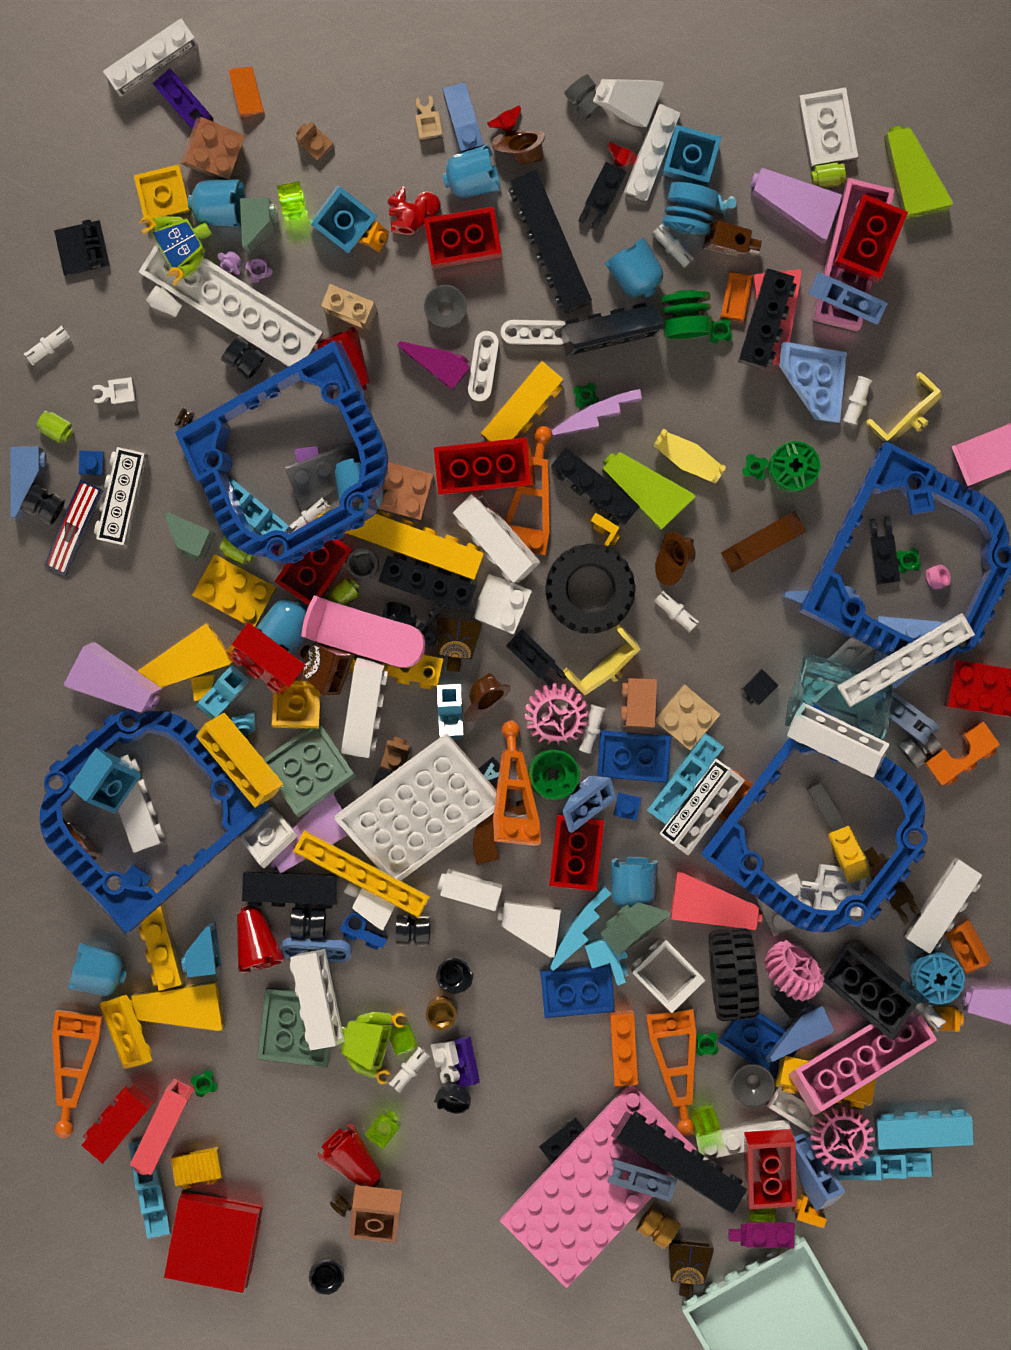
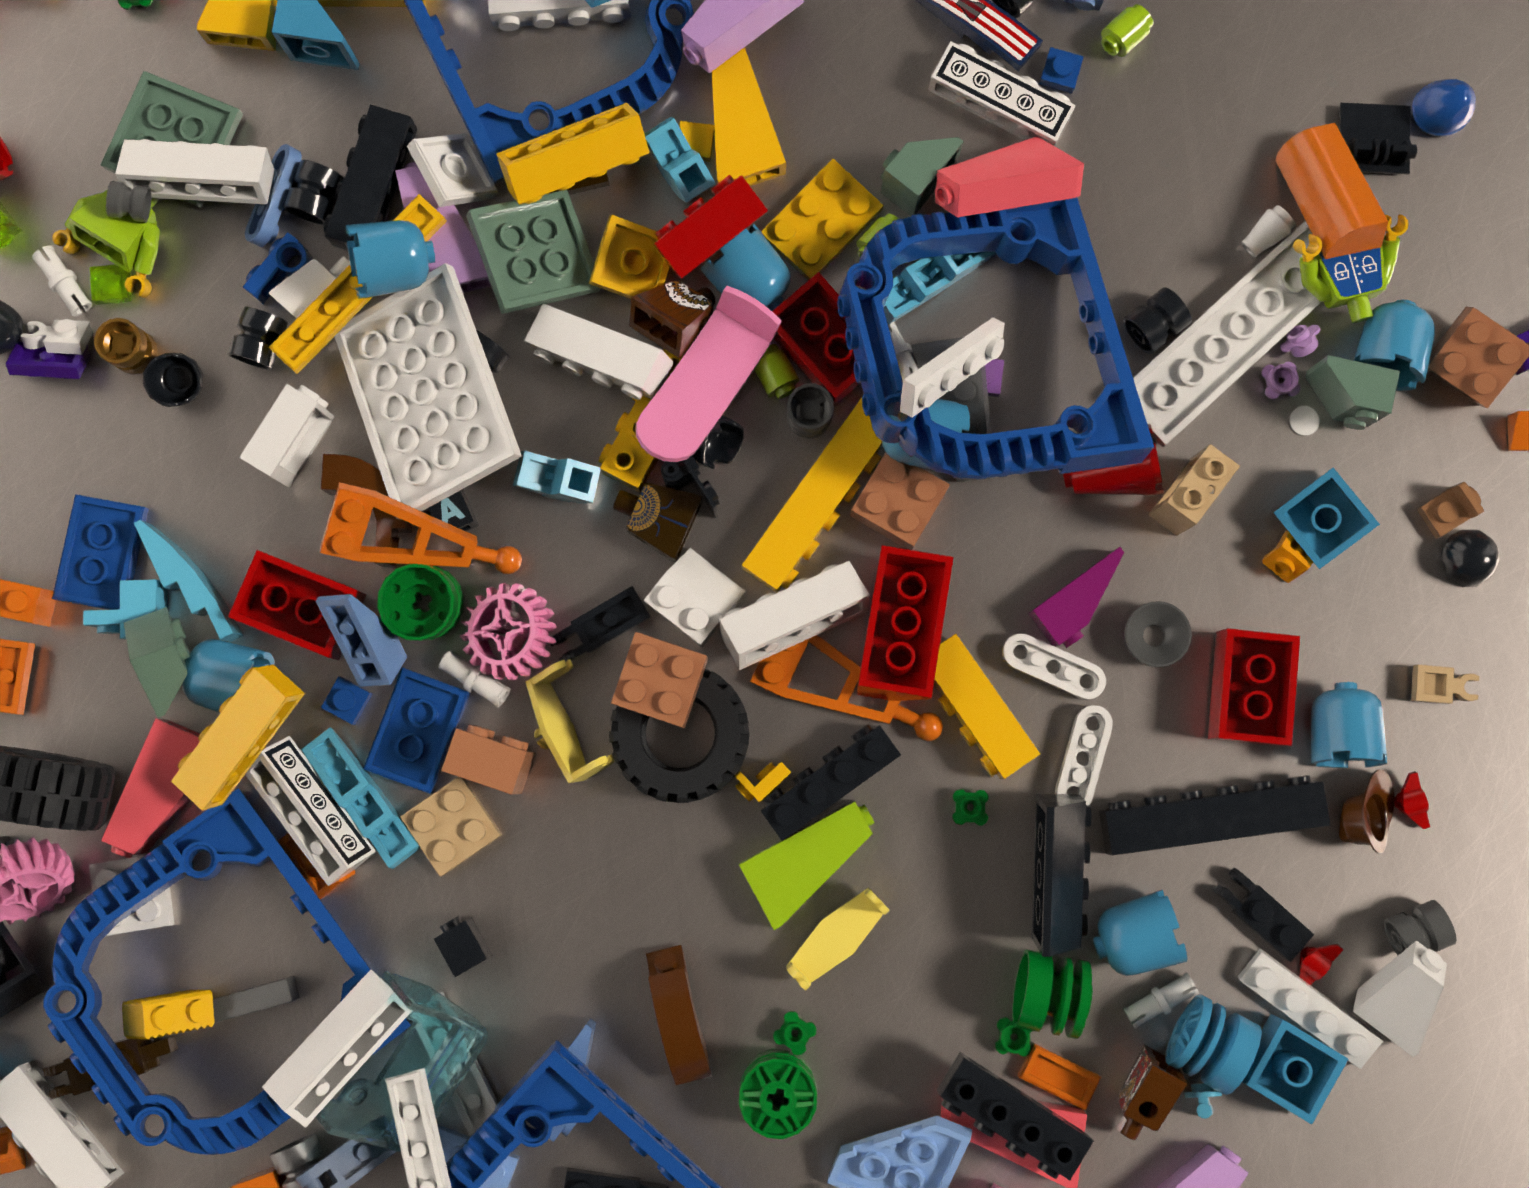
camera: 110 degrees right, 5 degrees down
(47, 345) = (1246, 51): white pin -> none
(49, 208) = (1444, 107): none -> blue hat
(119, 391) = (1153, 133): white plate -> none
(131, 269) = (1332, 191): none -> orange brick
(162, 192) = (1430, 271): yellow plate -> none
(179, 476) = (1009, 179): none -> coral slope
(184, 418) = (1092, 214): dark brown bush -> none
(245, 722) = (628, 182): medium azure plate -> none
(255, 942) = (308, 111): red cone -> none
(280, 247) = (1304, 420): none -> white sticker
(292, 200) = (1371, 454): clear neon green brick -> none
(320, 478) = (952, 367): none -> white plate
(341, 121) = (1469, 557): none -> black hair
(343, 854) = (388, 257): none -> dark azure cylinder
(350, 1035) = (125, 201): none -> dark grey wheel
(395, 753) = (521, 385): medium nougat bracket -> none
(411, 215) = (1307, 619): red animal -> none
(428, 583) = (755, 497): black brick -> none
(463, 117) = (1433, 738): medium blue slope -> none
(484, 696) = (567, 534): reddish brown piece -> none
(532, 924) = (214, 512): white slope -> none
(562, 607) = (659, 680): none -> nougat brick
(588, 418) = (936, 800): lavender slope -> none
(668, 858) = (237, 736): none -> yellow brick
(673, 558) = (691, 872): reddish brown piece -> none
(676, 611) = (611, 853): white pin -> none
(683, 992) = (46, 706): white window -> none
(832, 888) = (127, 973): white plate -> none

